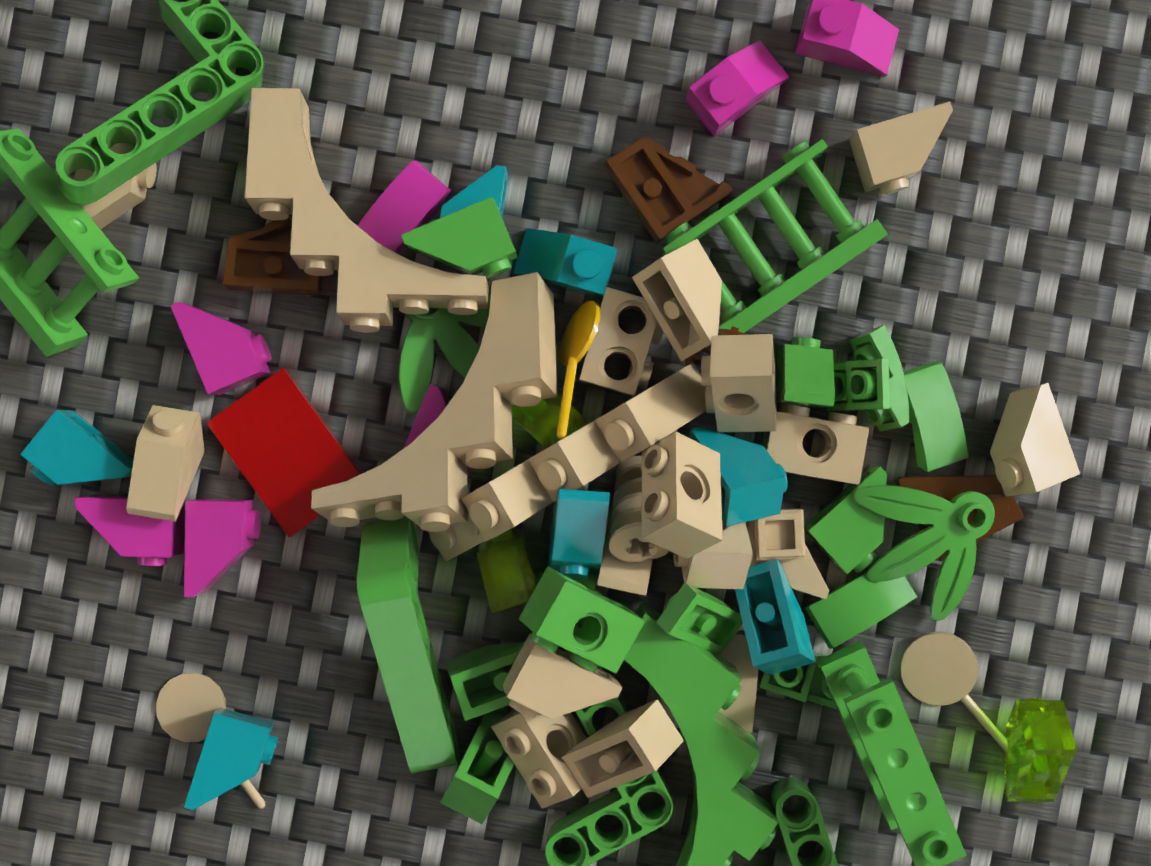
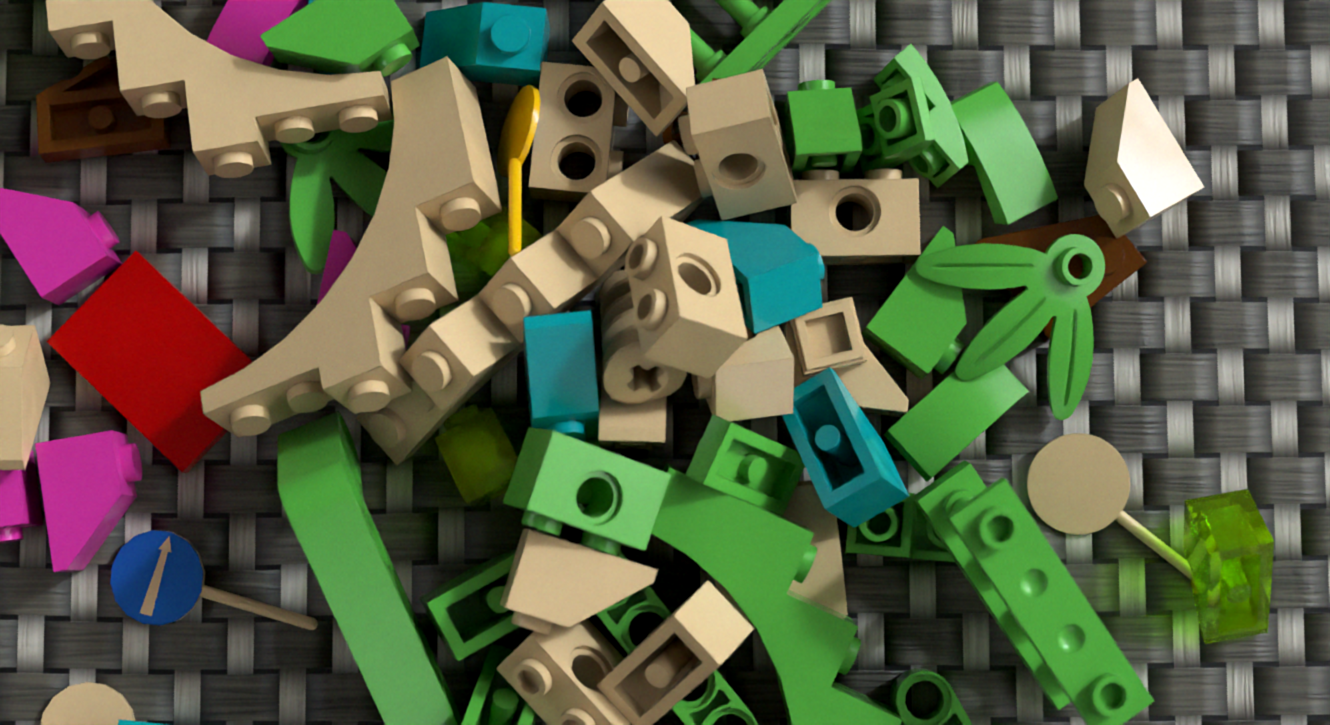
camera: 10 degrees left, 5 degrees down
(262, 610) = (163, 577): none -> blue piece

